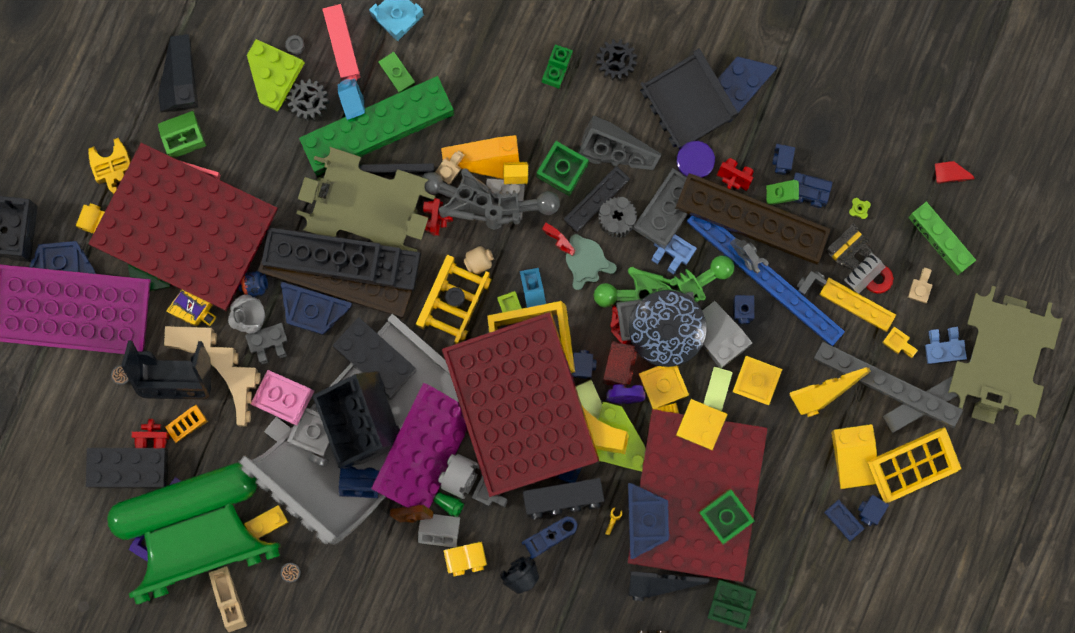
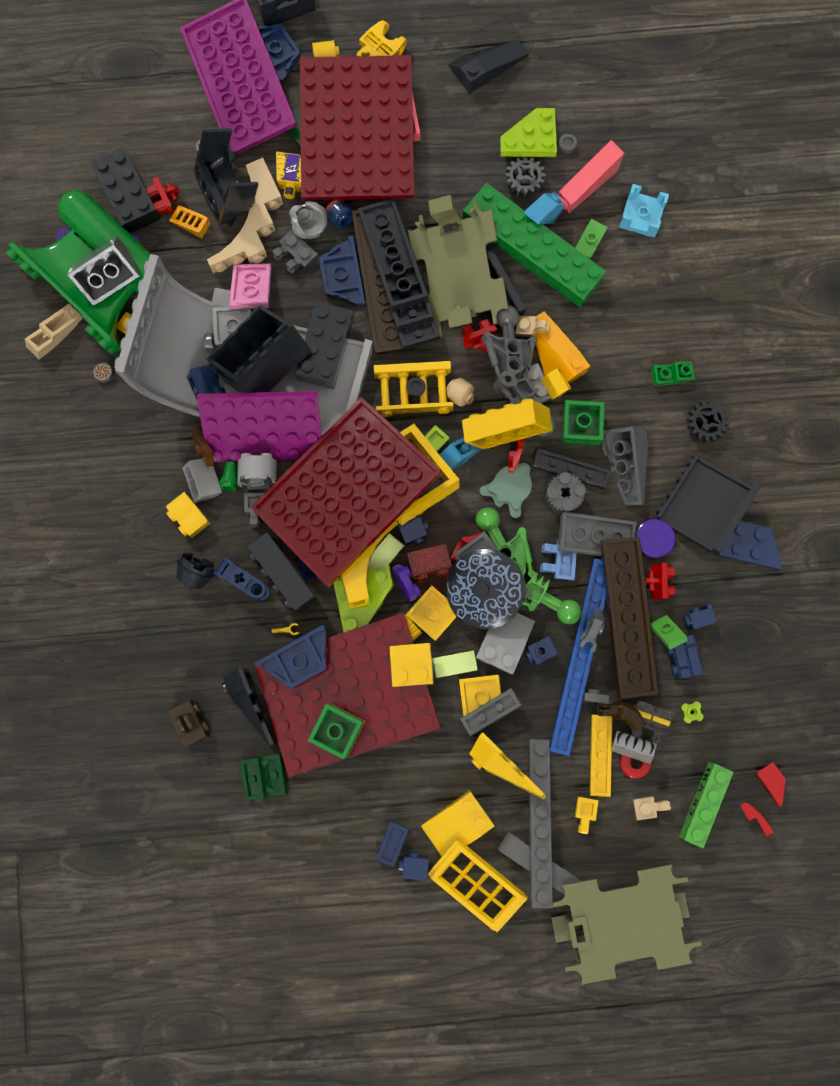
camera: 60 degrees right, 0 degrees up
(181, 135) = (436, 89): bright green slope -> none
(207, 519) = (104, 271): none -> dark grey slope
(533, 235) = (507, 424): none -> yellow brick
(774, 378) = (491, 712): none -> dark grey tile
(831, 265) = (624, 712): none -> dark brown arm
(945, 351) = (600, 861): medium blue plate -> none
(967, 204) = (752, 812): none -> red slope

